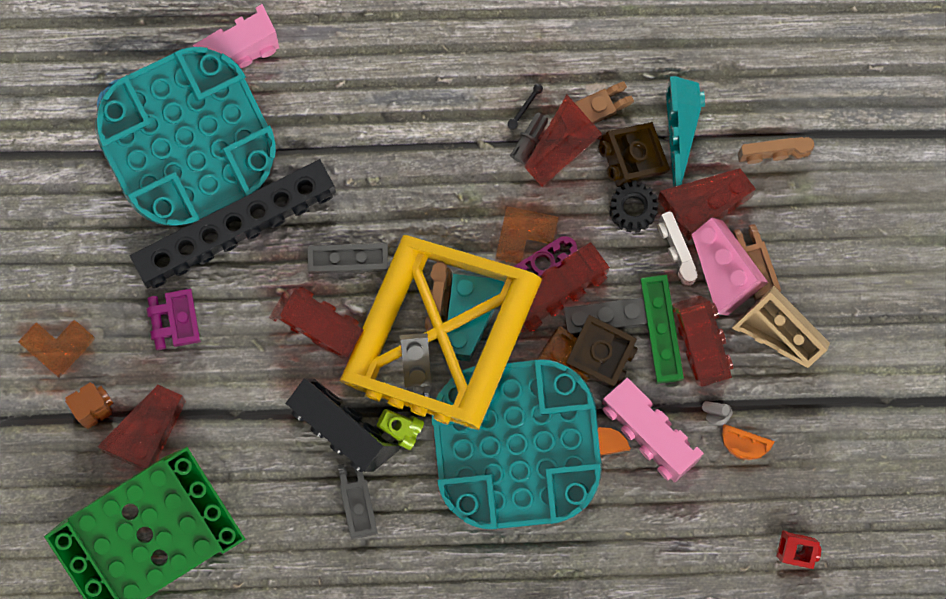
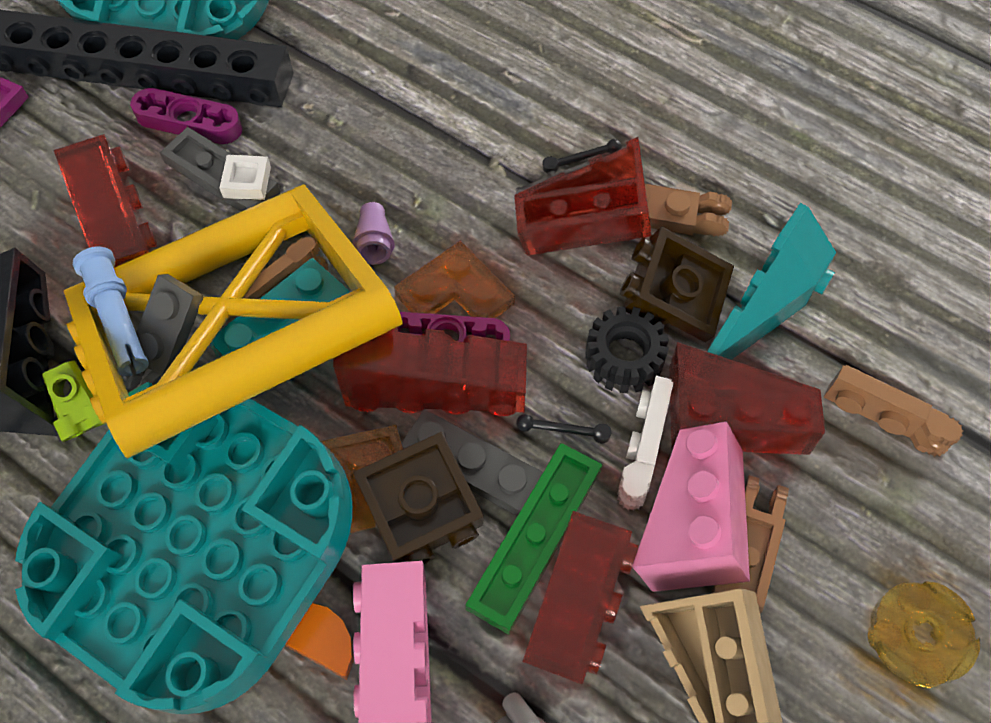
camera: 40 degrees right, 15 degrees down
(272, 237) = (173, 104): none -> magenta beam
(371, 253) = (245, 177): none -> white tile
(376, 366) = (107, 295): none -> light blue pin
(460, 235) = (373, 234): none -> lavender cone
(651, 258) = (600, 433): none -> black hinge
(840, 260) = (904, 654): none -> clear yellow plate

